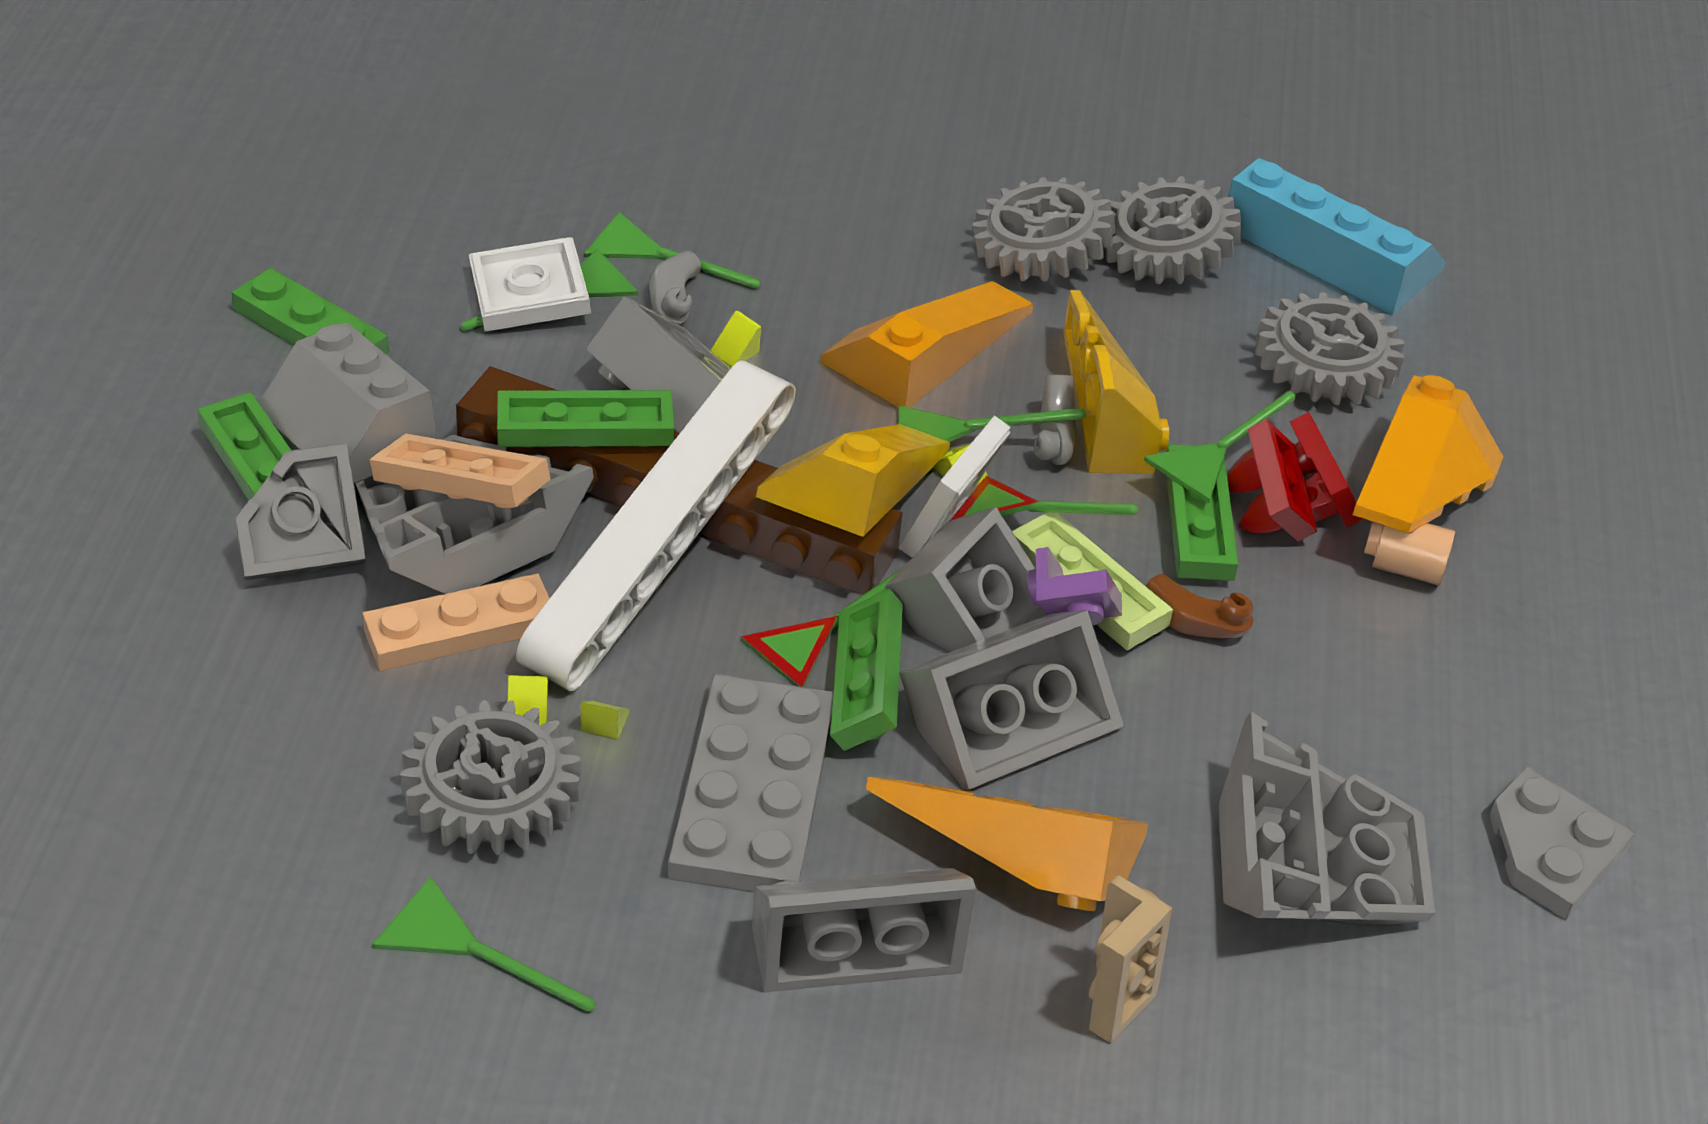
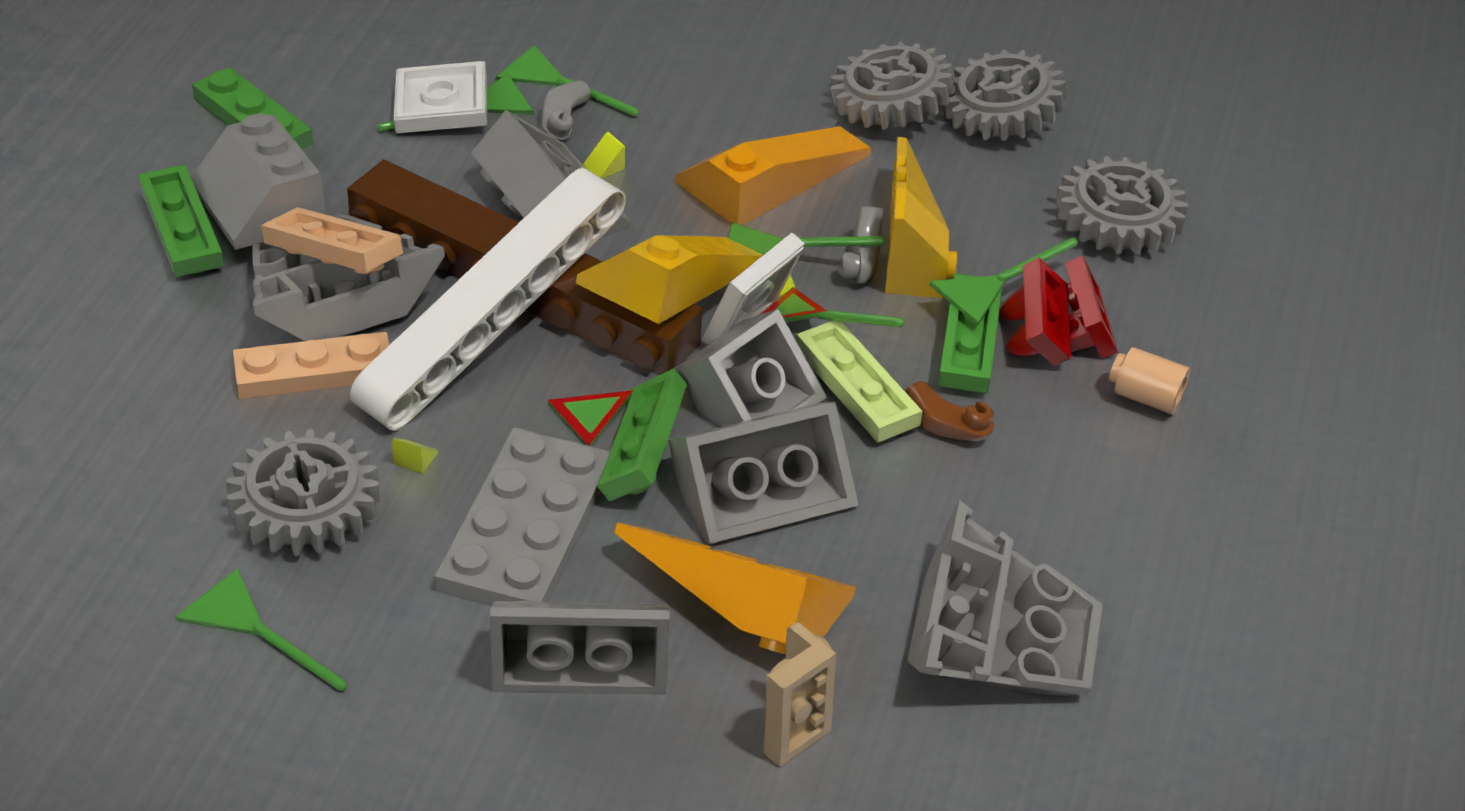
camera: 10 degrees right, 0 degrees up
(302, 516) = (199, 267): light grey plate -> none
(529, 693) = (353, 426): neon yellow piece -> none
(585, 418) = (446, 206): bright green plate -> none
(1072, 592) = (846, 388): medium lavender bracket -> none
(1332, 237) = (1148, 112): medium azure slope -> none
(1428, 457) = (1182, 300): light orange wedge -> none
(1555, 842) = (1220, 641): light grey plate -> none

